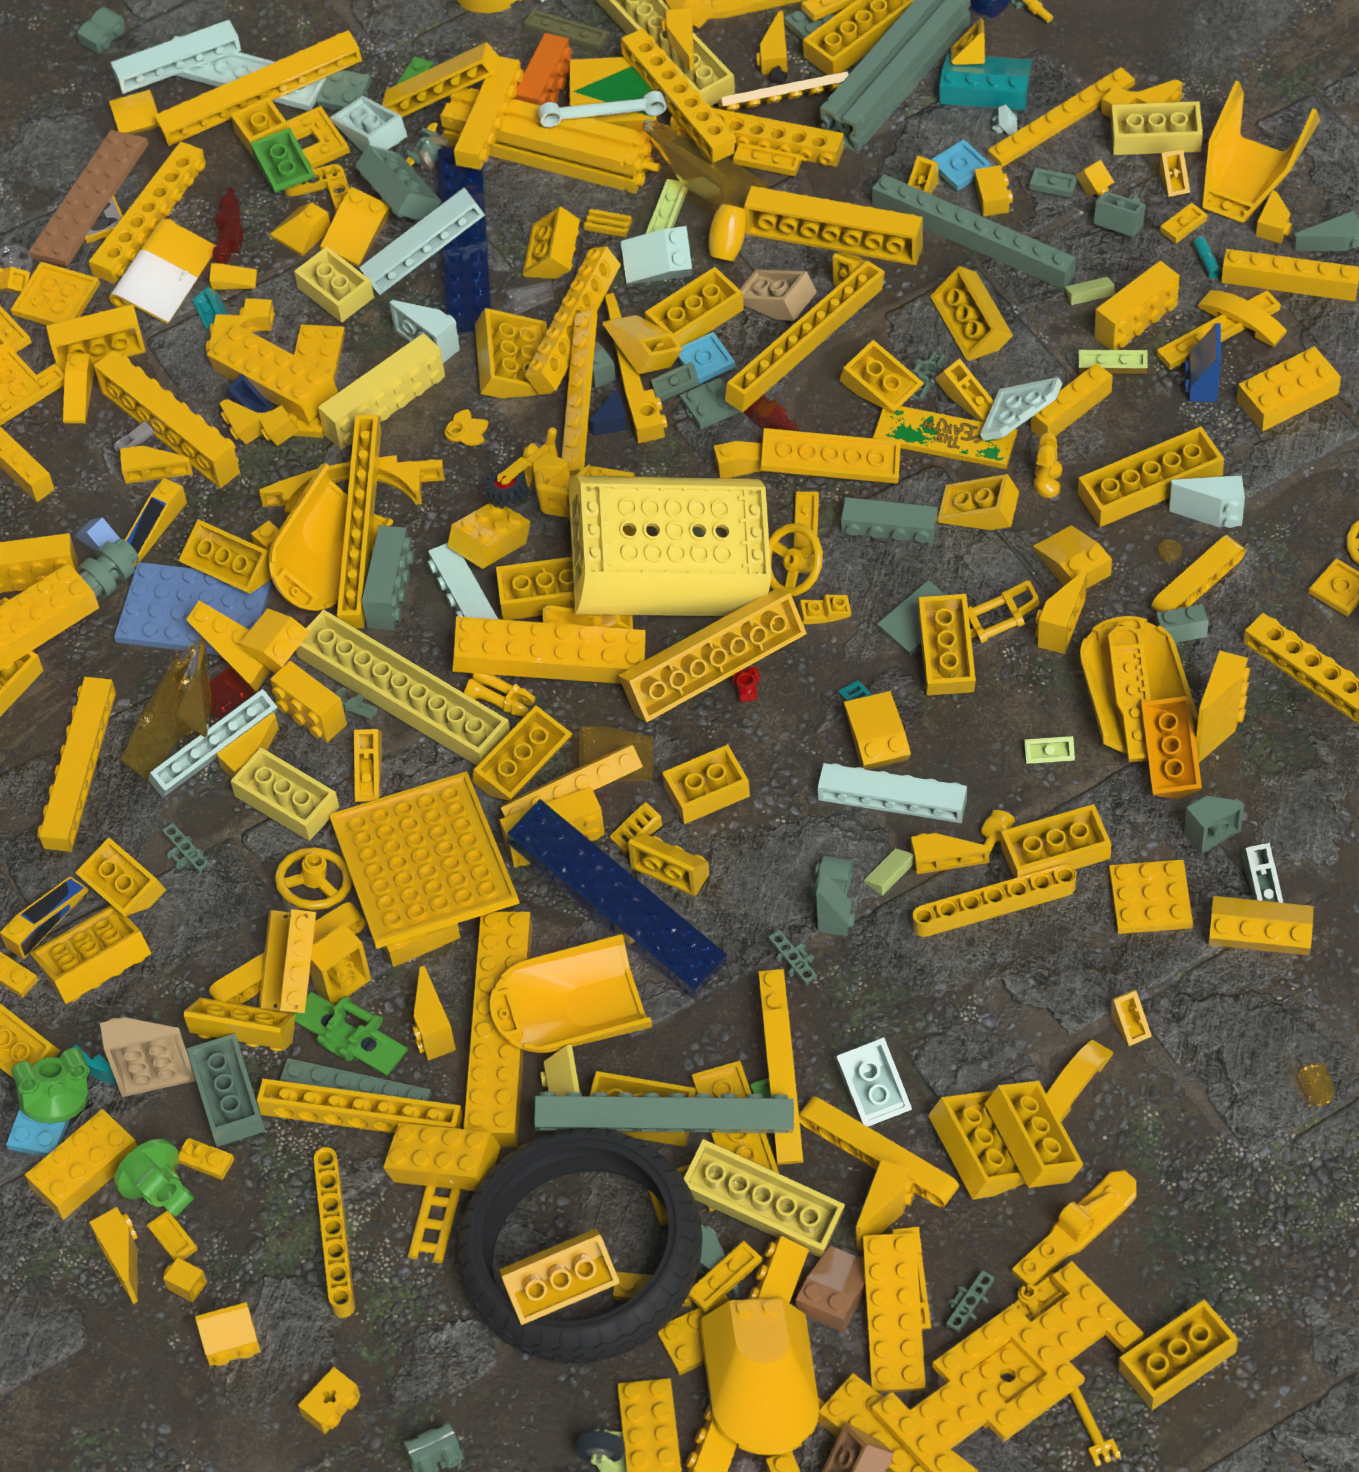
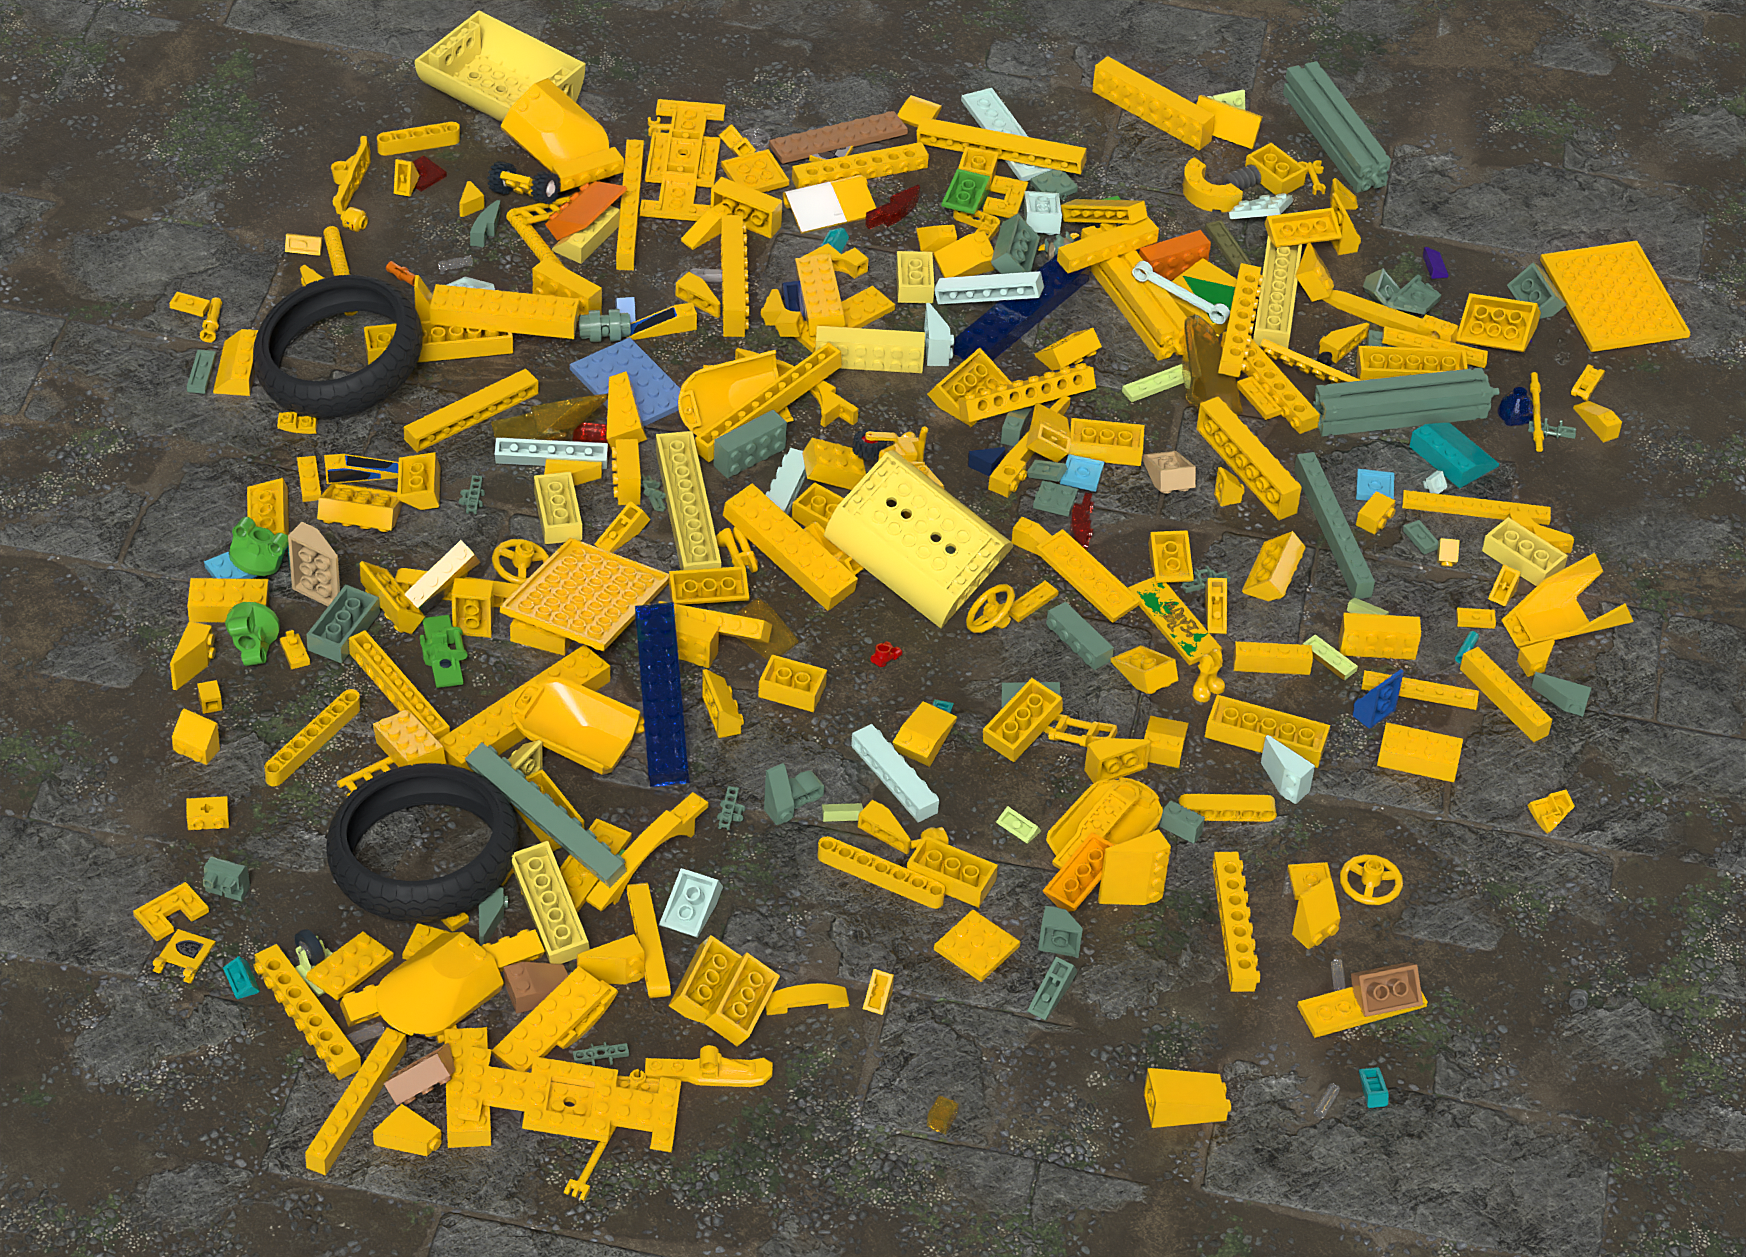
camera: 35 degrees right, 10 degrees down
(101, 30) = (954, 56): sand green brick -> none
(172, 1236) = (230, 674): yellow tile -> none
(176, 56) = (974, 96): light aqua brick -> none
(226, 557) = (674, 364): yellow slope -> none
(232, 277) = (865, 234): yellow slope -> none
(274, 639) = (641, 421): yellow slope -> none
(318, 1075) = (406, 664): sand green plate -> none
(432, 1026) = (491, 674): yellow slope -> none
(468, 429) = (897, 407): yellow plate -> none
(528, 296) = (1020, 365): clear slope -> none
(559, 1276) = (381, 836): yellow slope -> none
(579, 390) = (981, 431): yellow plate -> none
(609, 220) = (1122, 362): yellow tile -> none
(640, 815) = (738, 675): yellow slope -> none
(657, 256) = (1123, 398): light aqua slope -> none
(680, 34) = (1285, 286): yellow slope -> none
(712, 654) = (880, 620): yellow brick -> none
(724, 1276) = (481, 924): yellow tile -> none
(727, 232) = (1177, 414): yellow piece -> none
(804, 336) = (1150, 499): yellow brick -> none
(826, 610) = (986, 656): yellow slope -> none
(924, 174) = (1341, 475): yellow slope -> none
(971, 46) = (1465, 427): yellow slope -> none
(1018, 404) = (1231, 631): light aqua plate -> none
(1120, 213) = (1439, 581): sand green brick -> none
(1170, 550) = (1230, 781): clear yellow plate -> none
(1178, 1354) = (677, 1174): yellow brick -> none
(1246, 313) = (1447, 695): yellow slope -> none
(1261, 925) = (1018, 1009): yellow slope -> none

